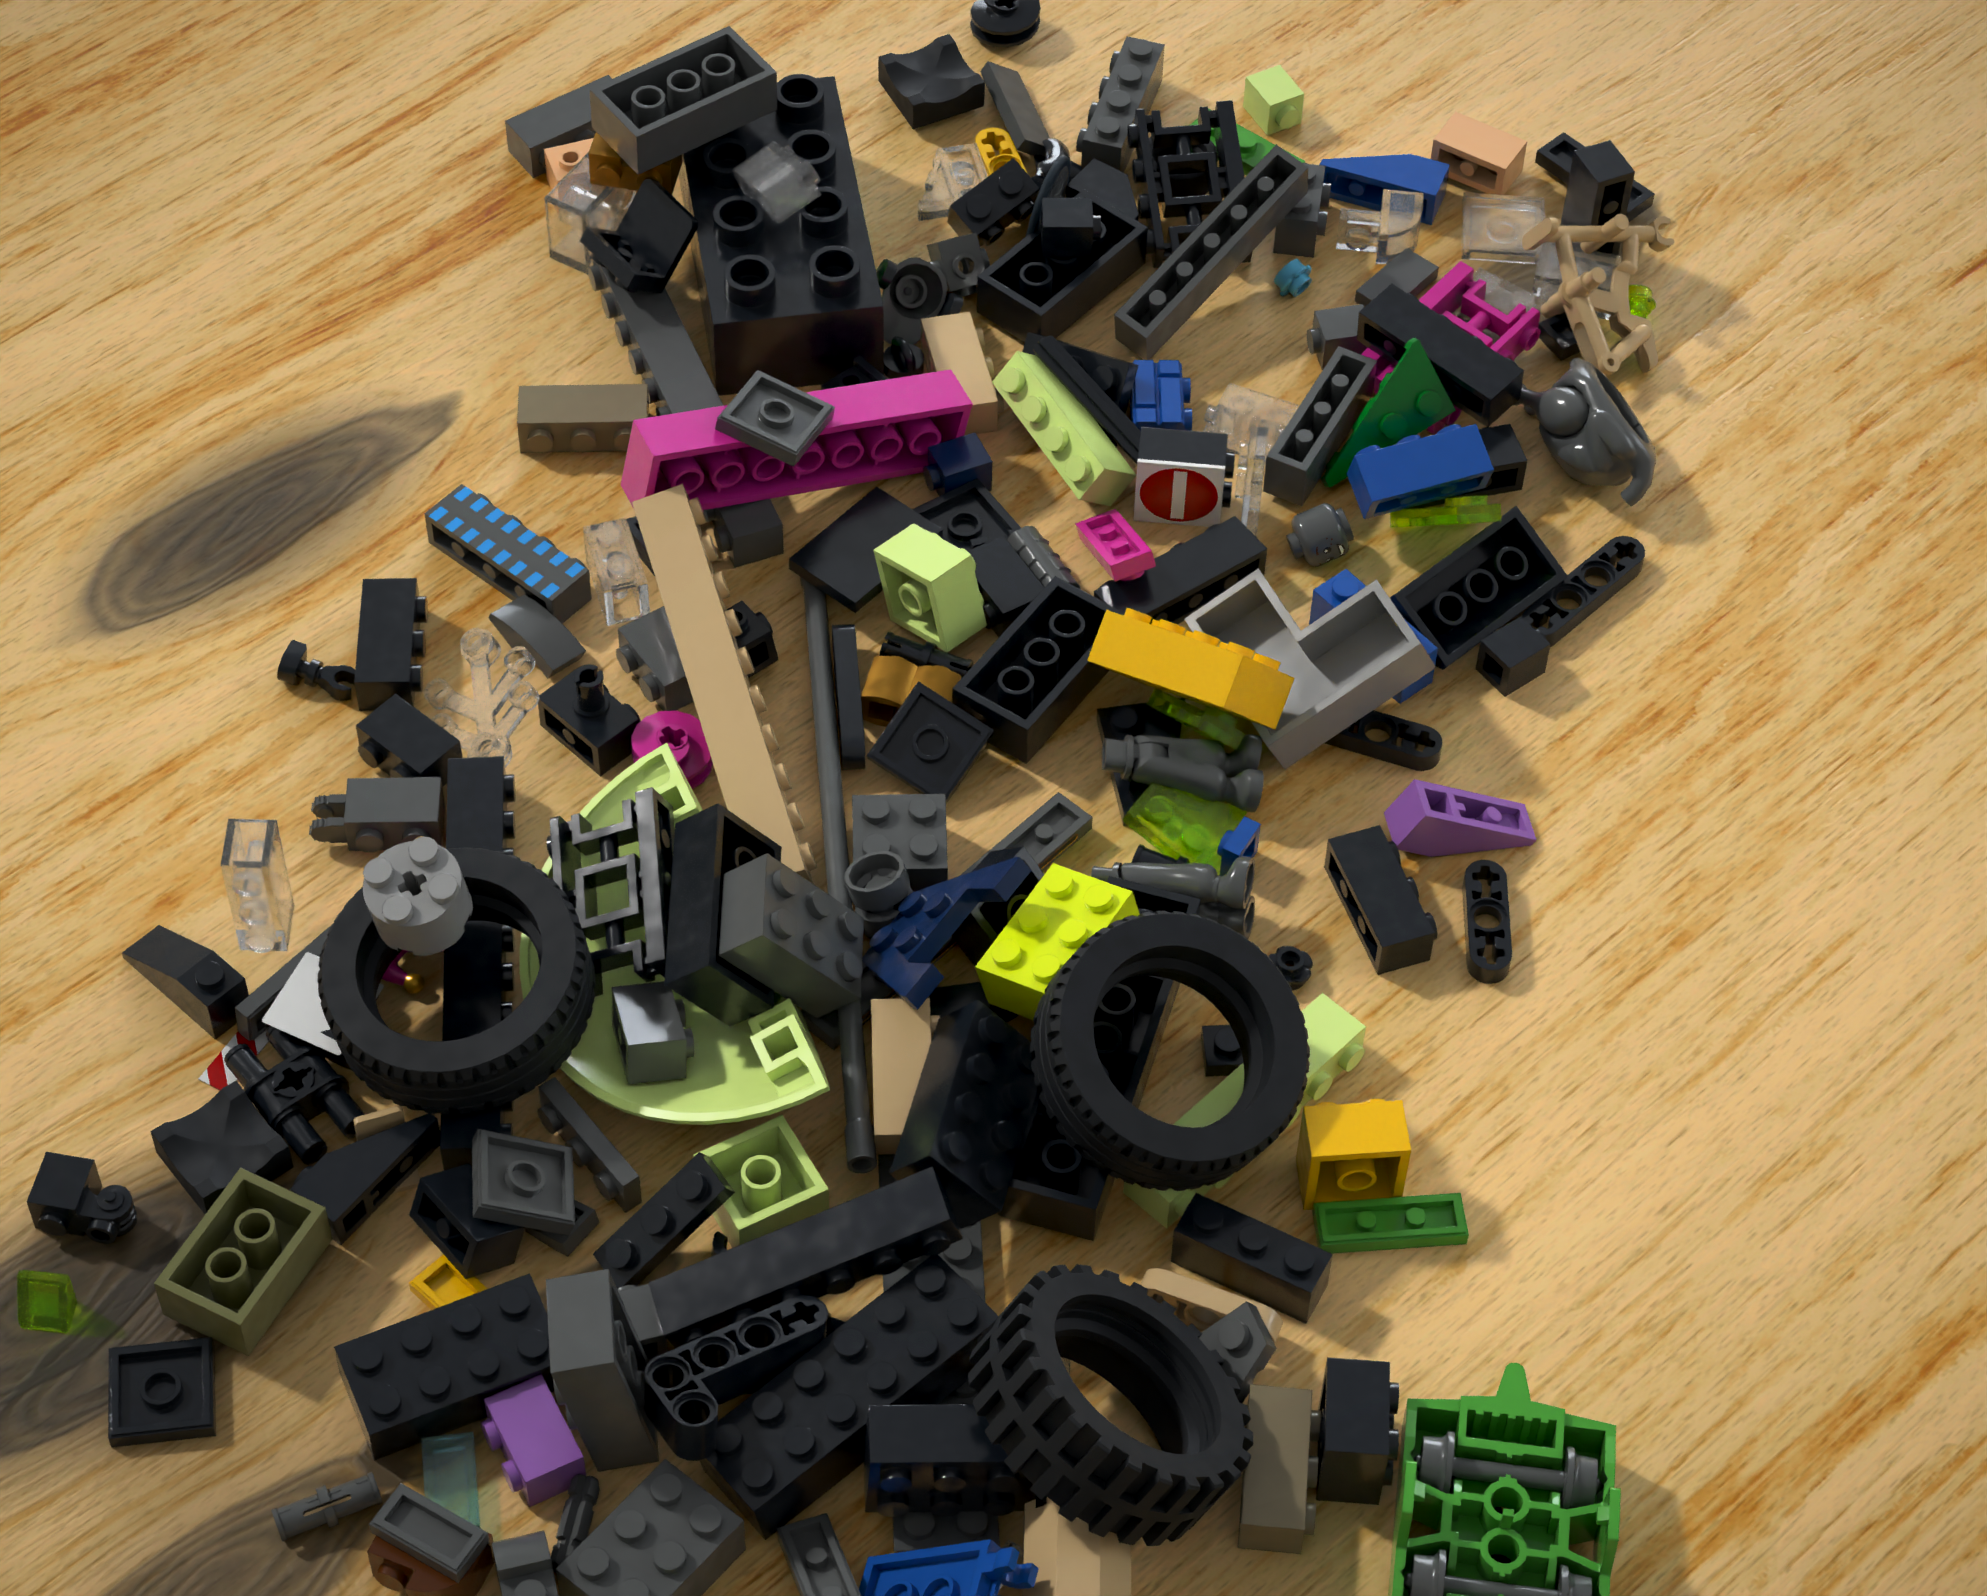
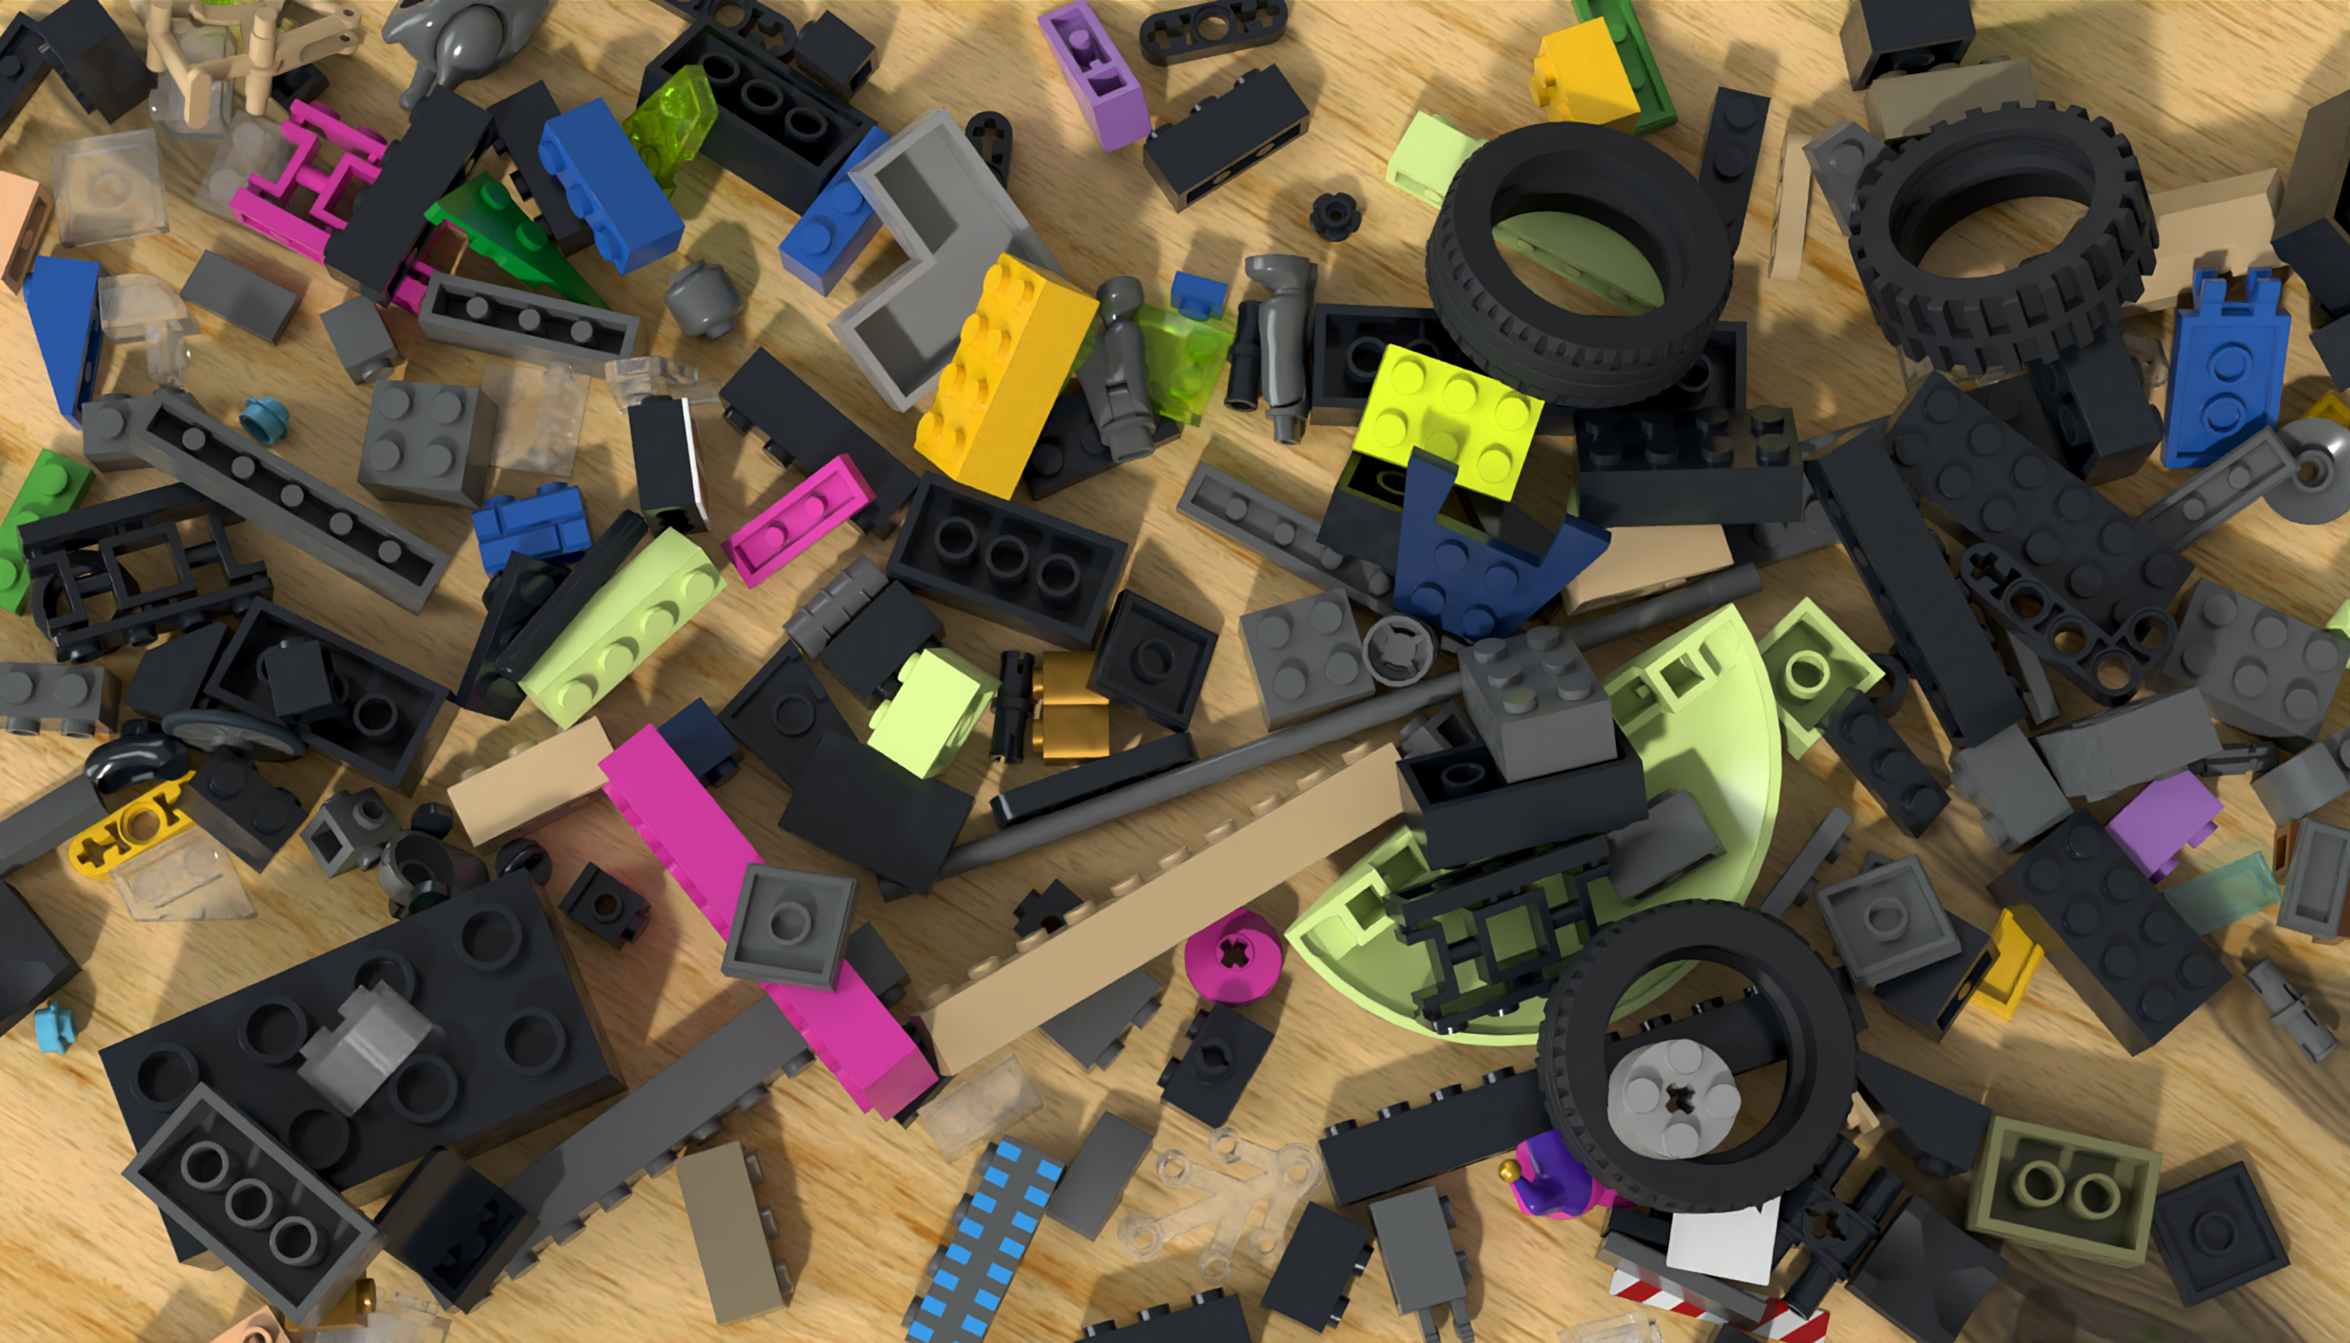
camera: 105 degrees left, 25 degrees up
(874, 105) = (55, 1028): none -> medium azure plate
(1244, 352) = (428, 444): none -> dark grey brick

